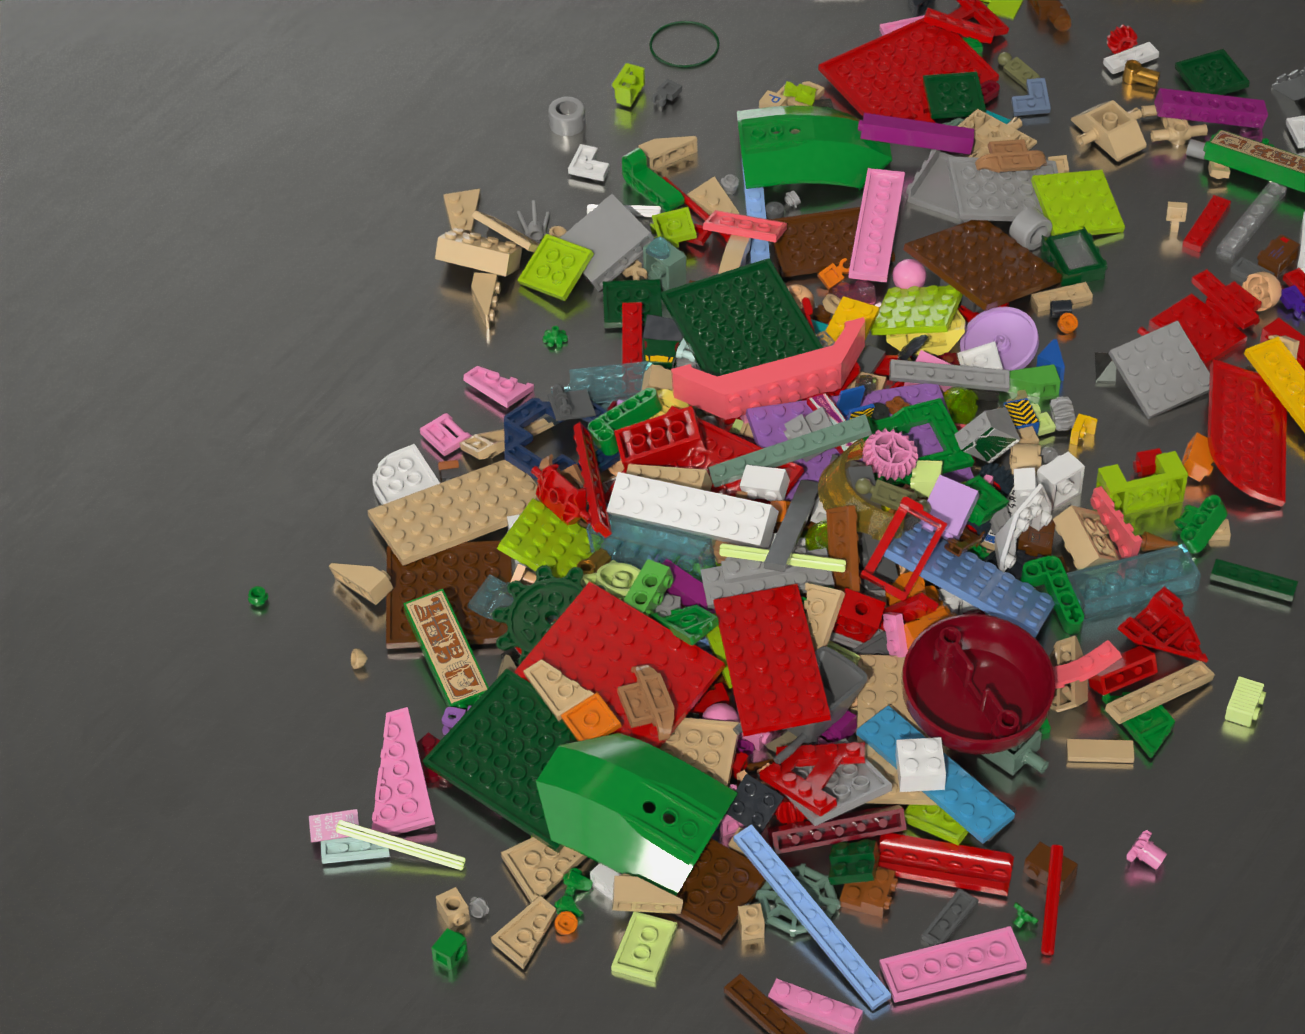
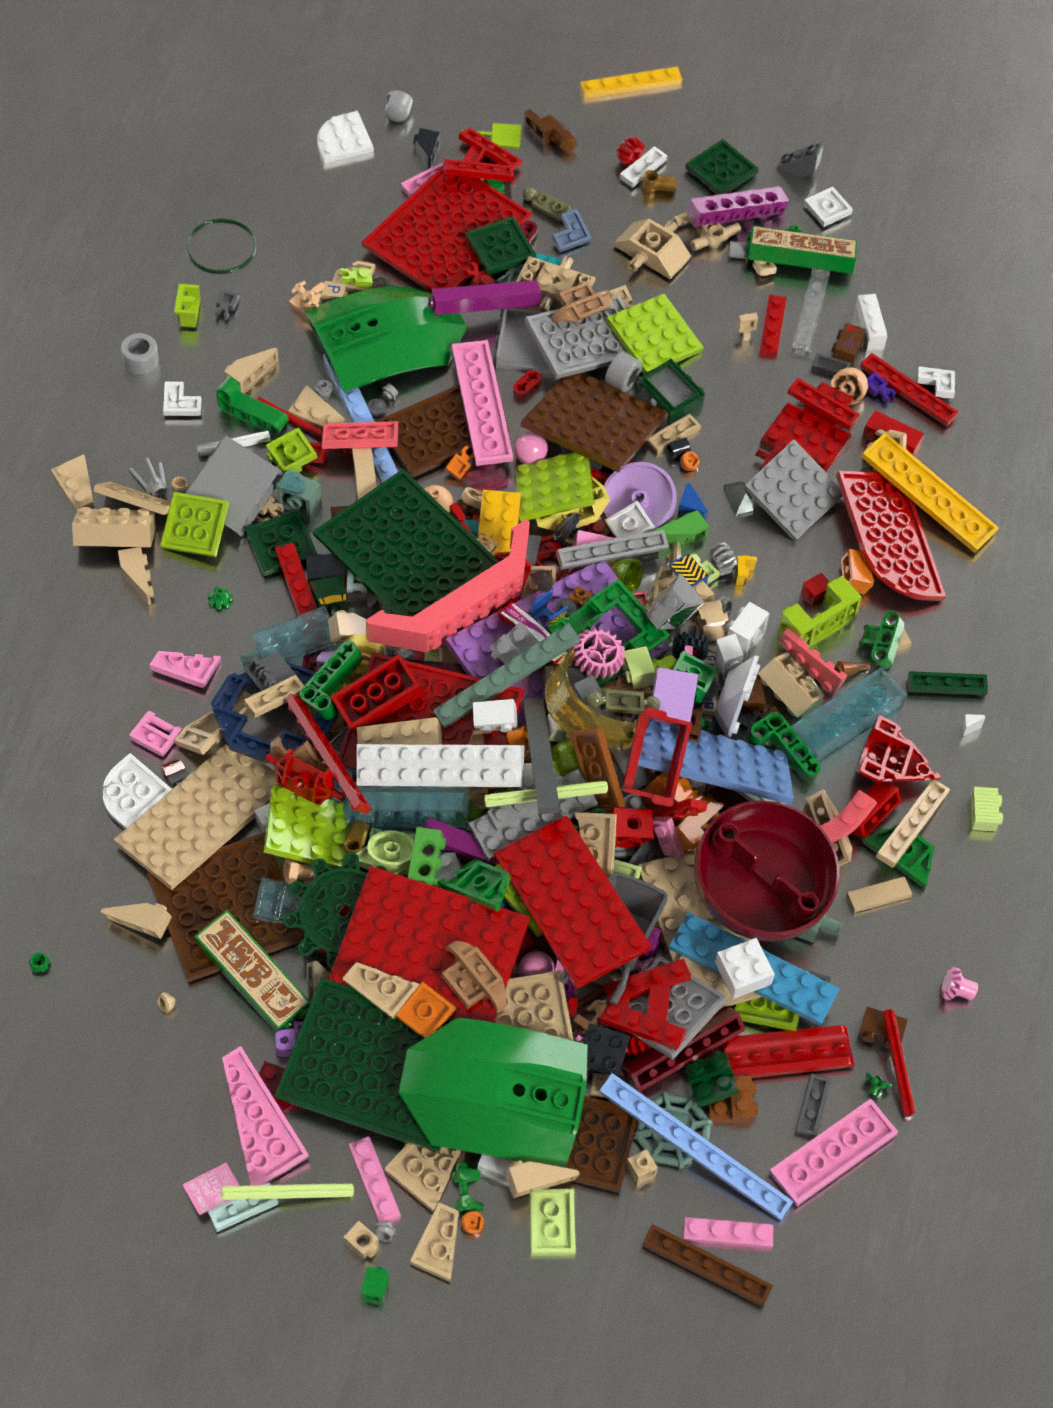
camera: 25 degrees left, 10 degrees up
(488, 861) = (374, 1180): none -> bright pink plate
(562, 423) = (273, 696): none -> tan plate
(745, 100) = (305, 299): none -> light nougat piece
(931, 222) = (529, 386): none -> red beam
(1264, 622) = (972, 723): none -> white slope

